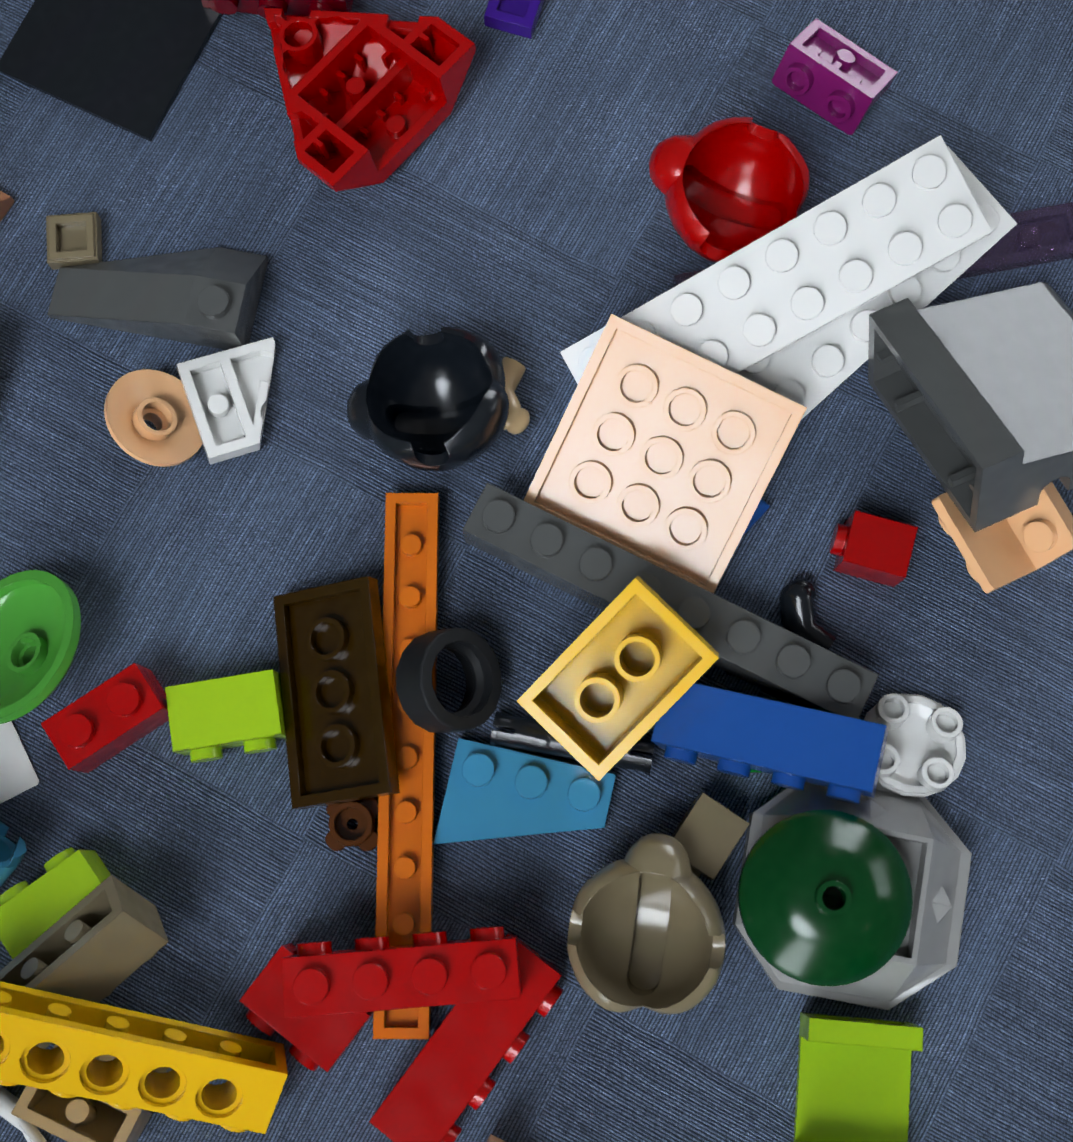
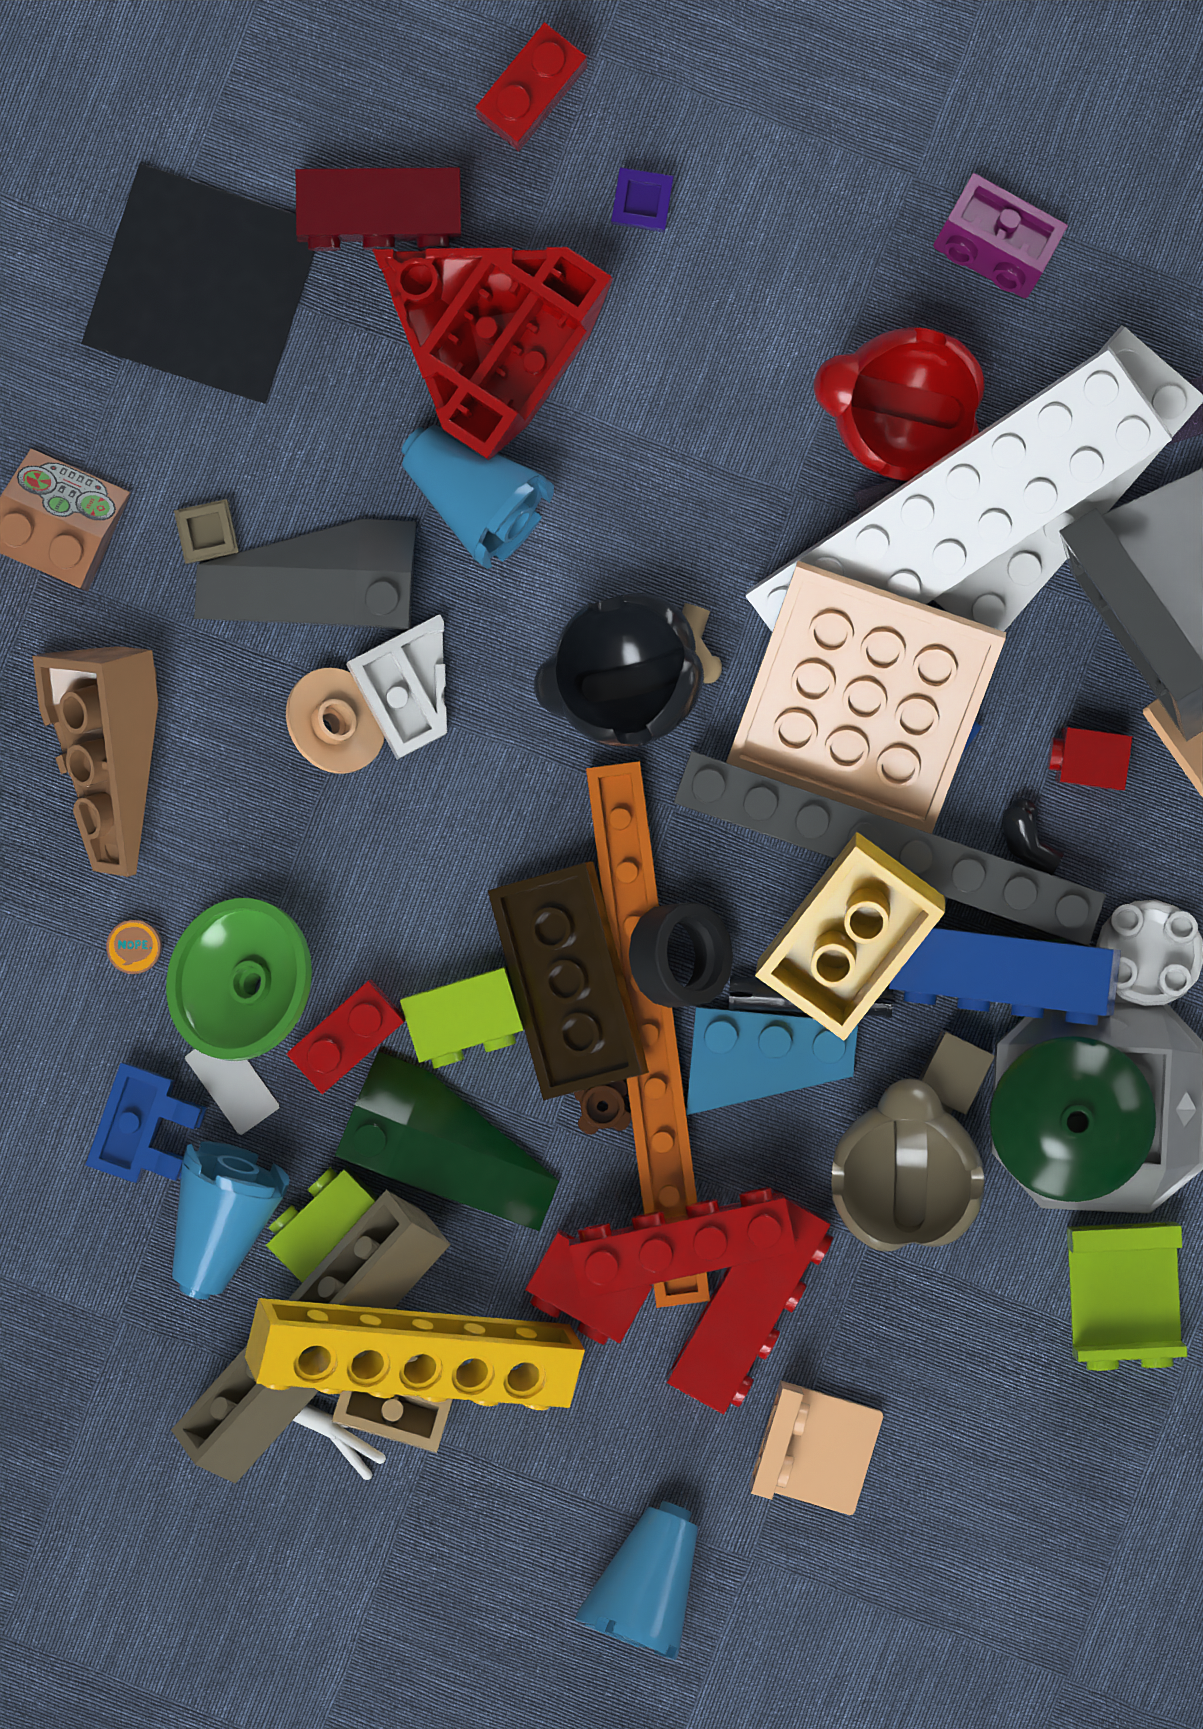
camera: 10 degrees left, 10 degrees up
(175, 832) = (434, 1140): none -> dark green wedge
(326, 231) = (480, 499): none -> dark azure cone

